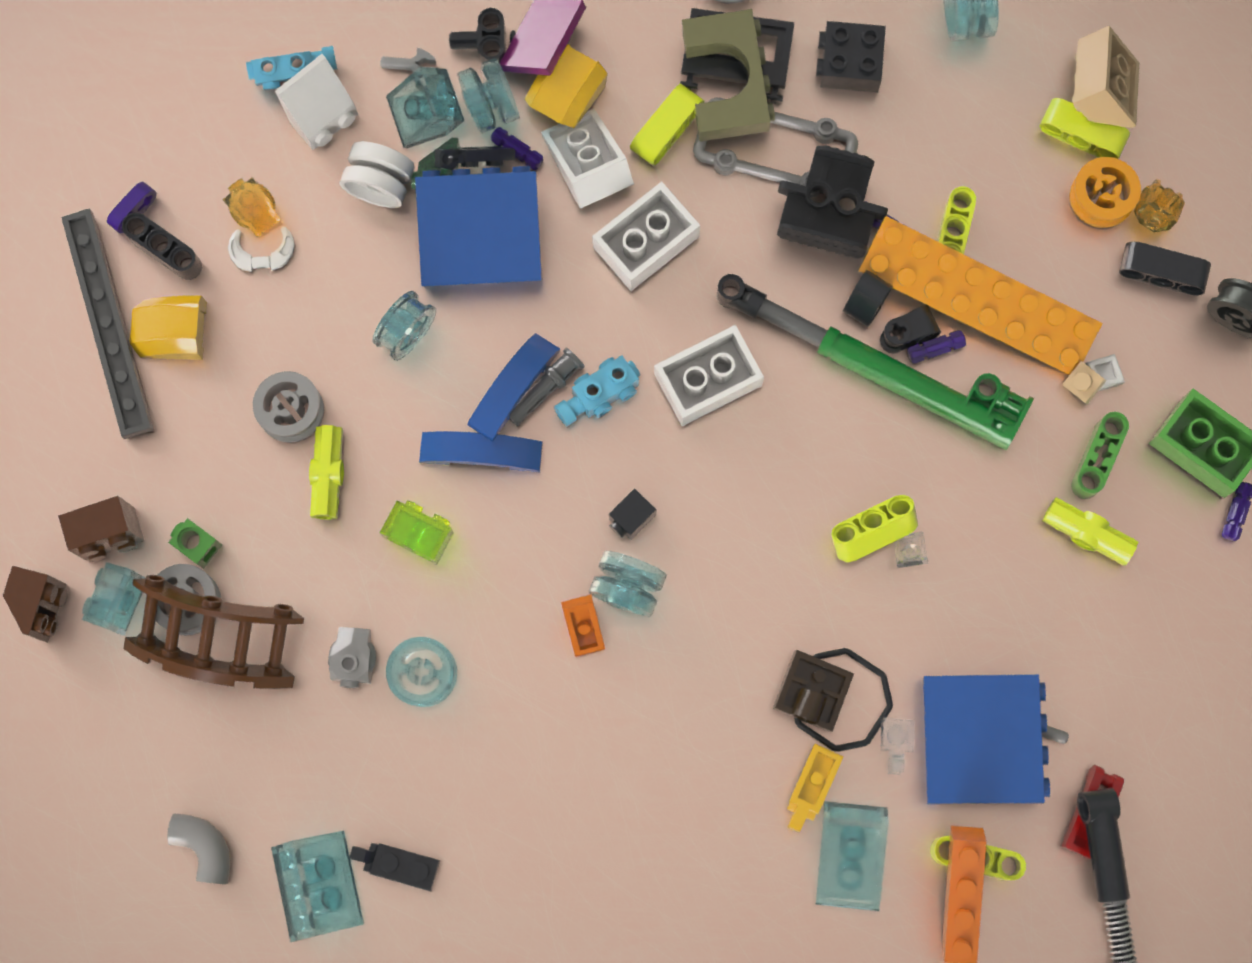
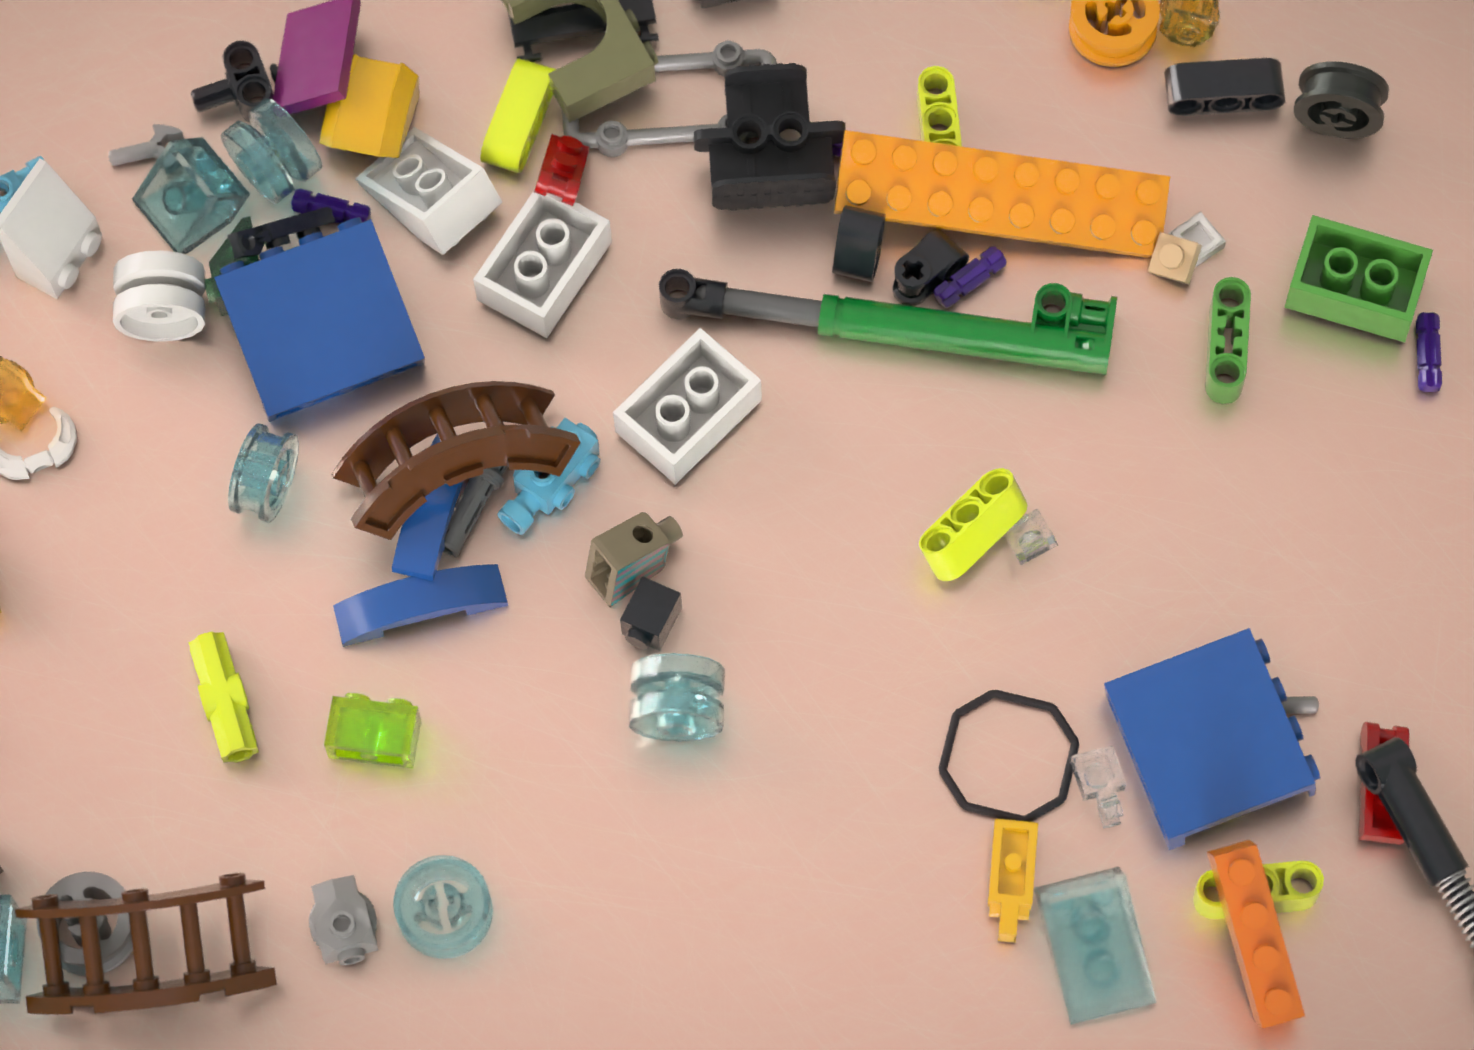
camera: 20 degrees left, 10 degrees down
(203, 551) = (89, 857): bright green brick -> none
(304, 393) = (137, 654): light grey wheel -> none
(535, 364) = (457, 456): none -> reddish brown fence
(583, 625) = (636, 773): orange slope -> none
(633, 468) = (629, 552): none -> dark tan torso
(681, 175) = (562, 168): none -> red plate
(813, 691) = (968, 754): dark brown plate -> none
(1090, 531) = (1250, 437): neon yellow piece -> none

